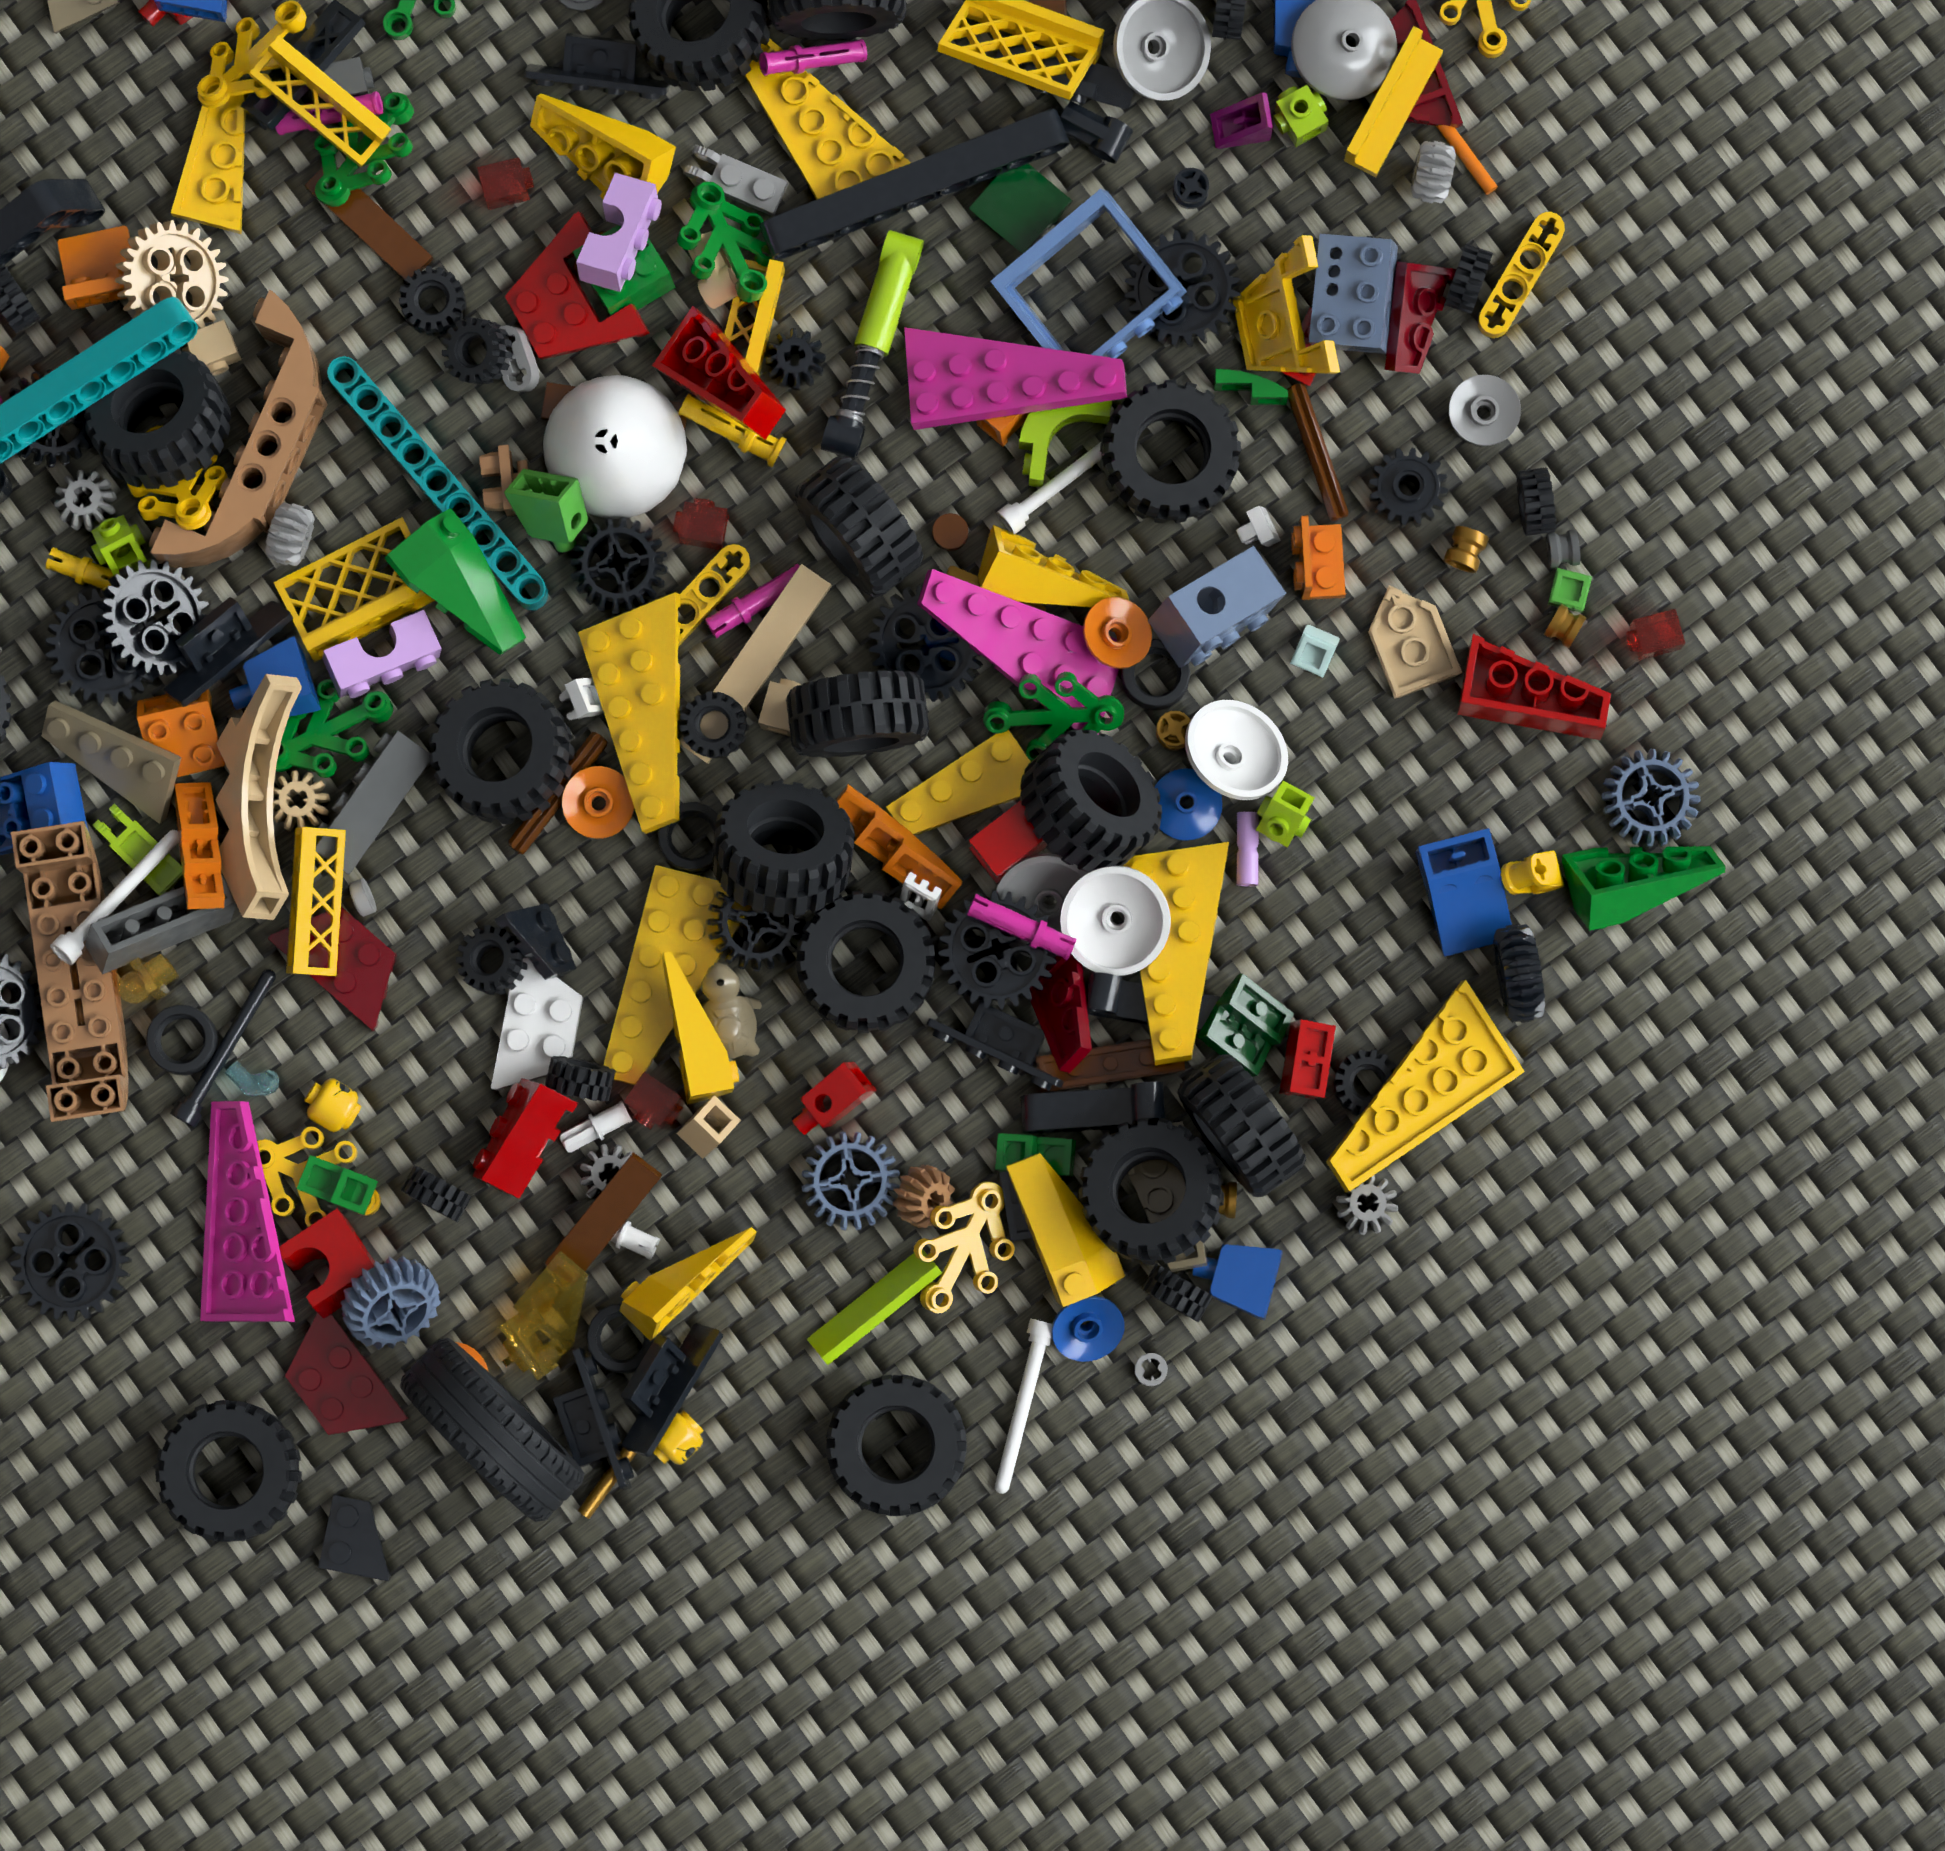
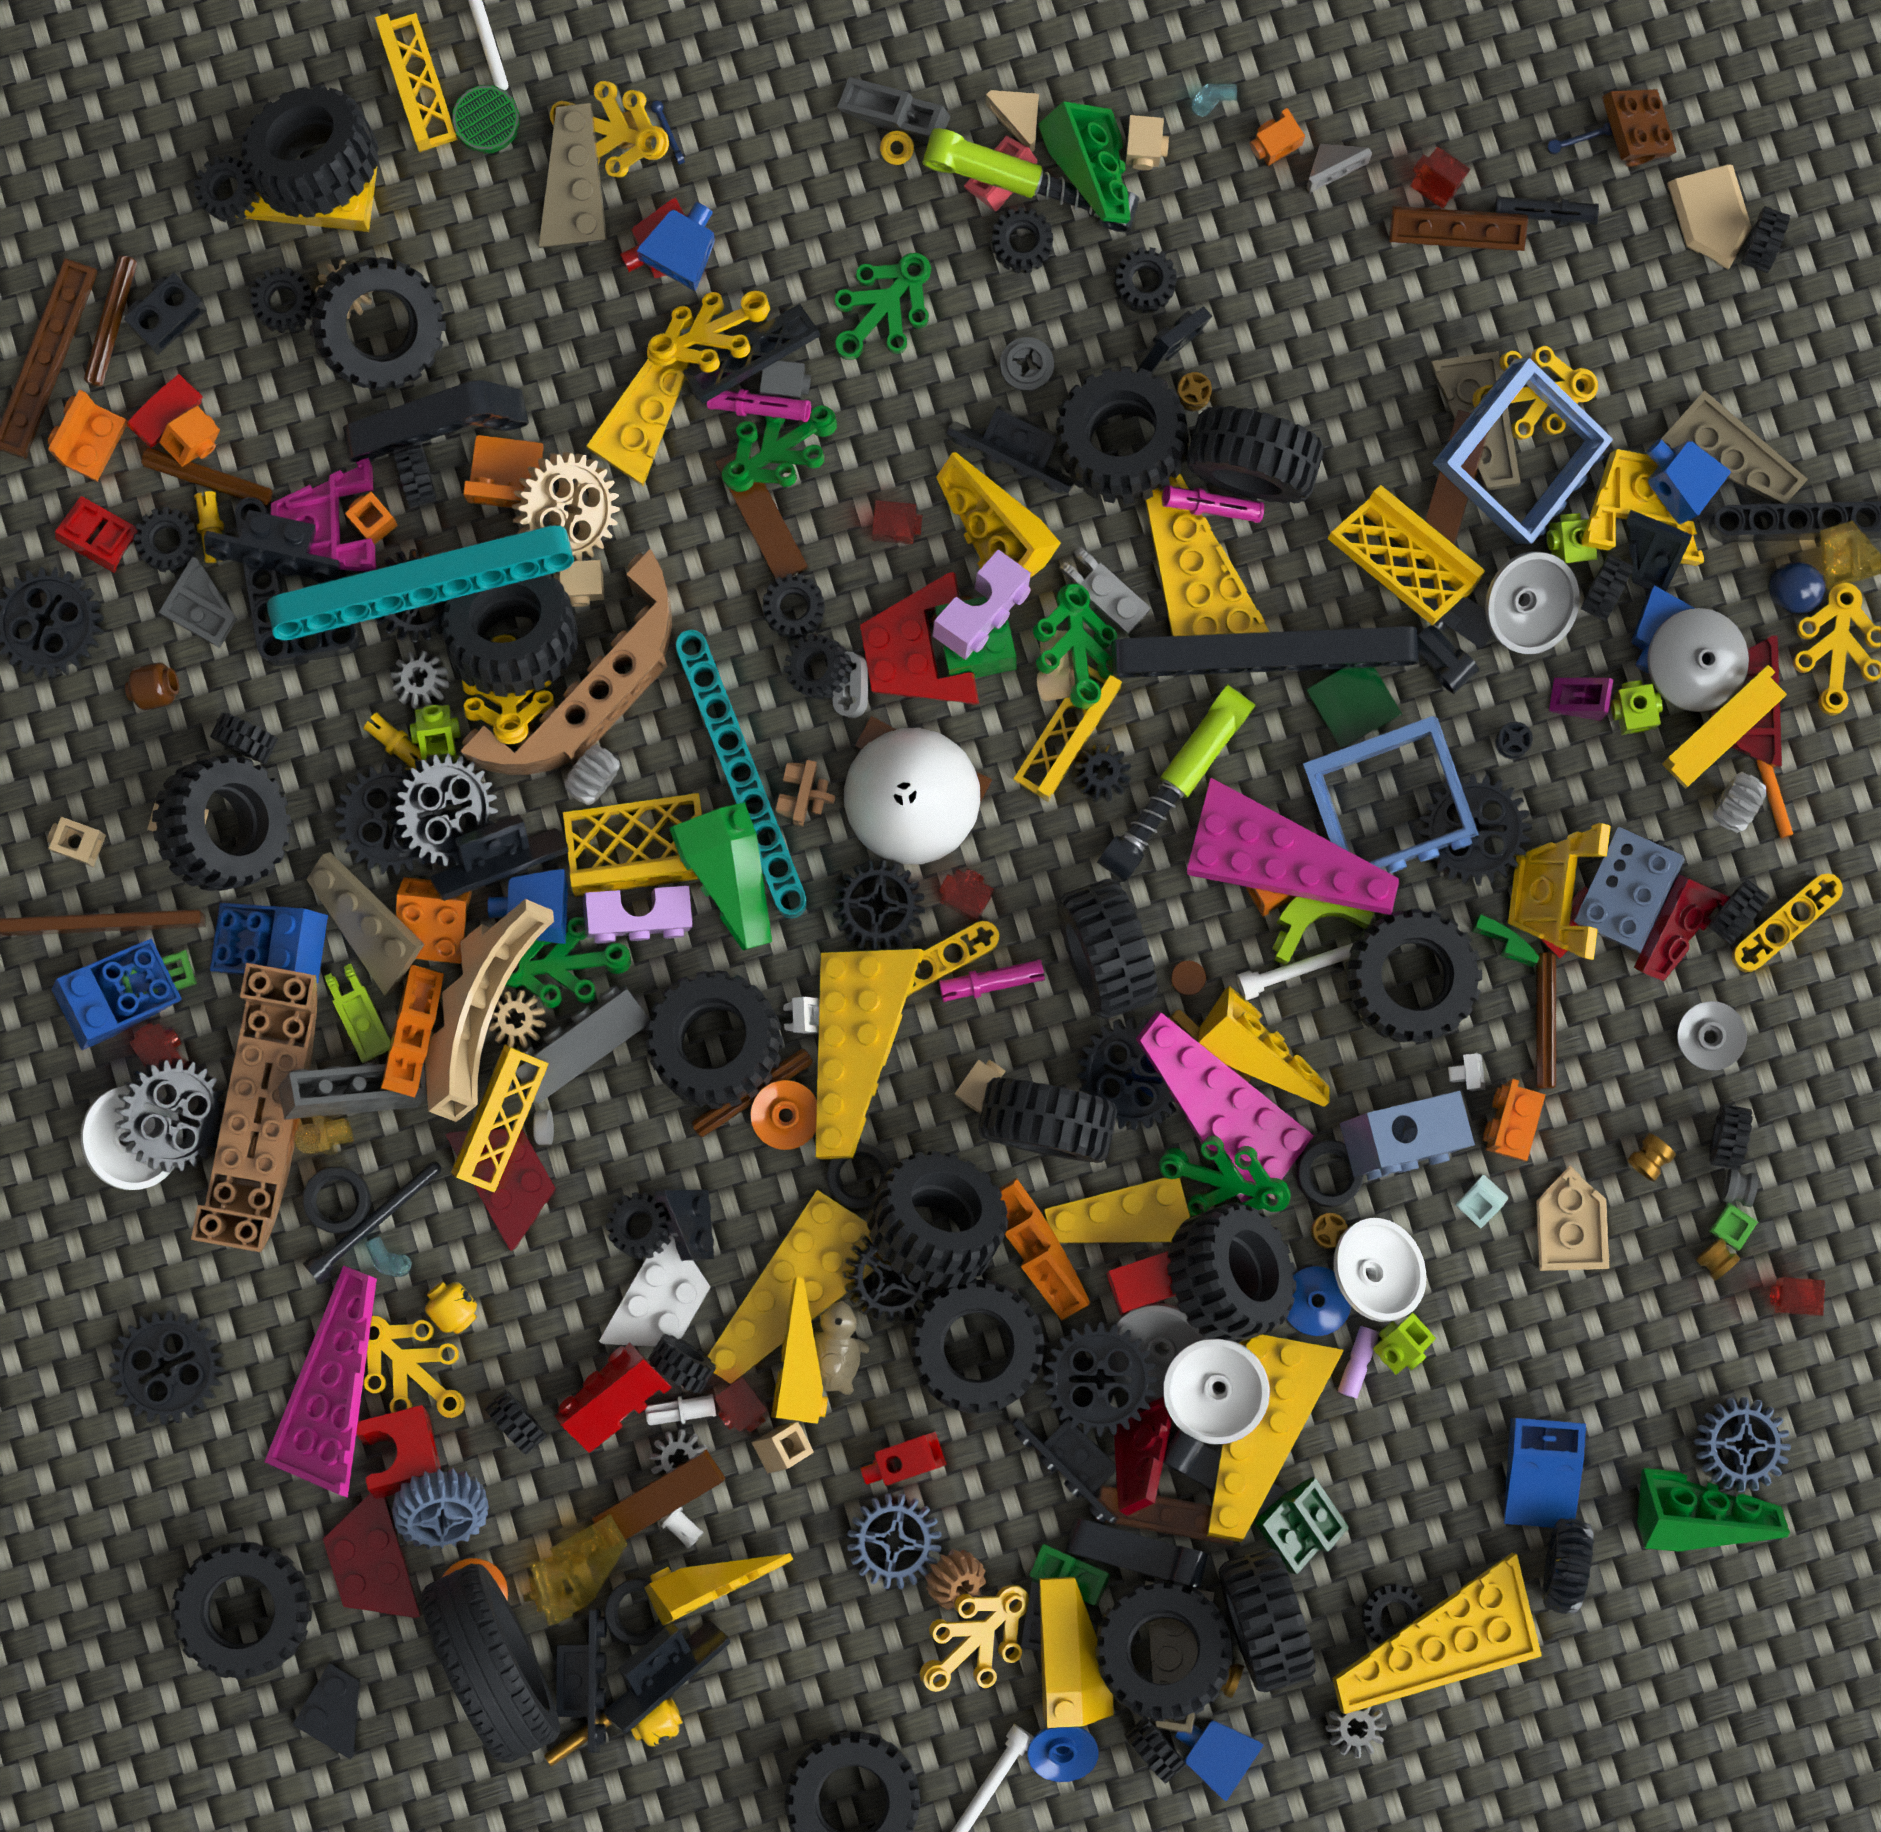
camera: 15 degrees right, 0 degrees up
(69, 946) = (265, 1082): white piece -> none
(329, 91) = (765, 386): yellow fence -> none
(337, 1185) = (430, 1382): green slope -> none
(548, 507) = (833, 831): bright green torso -> none
(692, 719) = (895, 1071): black tyre -> none
(715, 371) = (1025, 758): red wedge -> none
(727, 427) = (1034, 829): yellow pin -> none
(766, 647) = (970, 1037): tan tile -> none
(873, 1307) = (874, 1664): lime tile -> none
(922, 894) = (1048, 1302): white tile -> none
(1027, 929) = (1134, 1372): dark pink pin -> none
(1128, 624) = (1321, 1122): orange dish -> none
(1162, 1368) = (1096, 1808): light grey bush -> none
(1307, 1059) = (1347, 1575): red hinge -> none
(1413, 469) = (1635, 1077): black gear -> none
(1528, 694) = (1664, 1311): red wedge -> none
(1534, 875) = (1610, 1477): yellow piece -> none

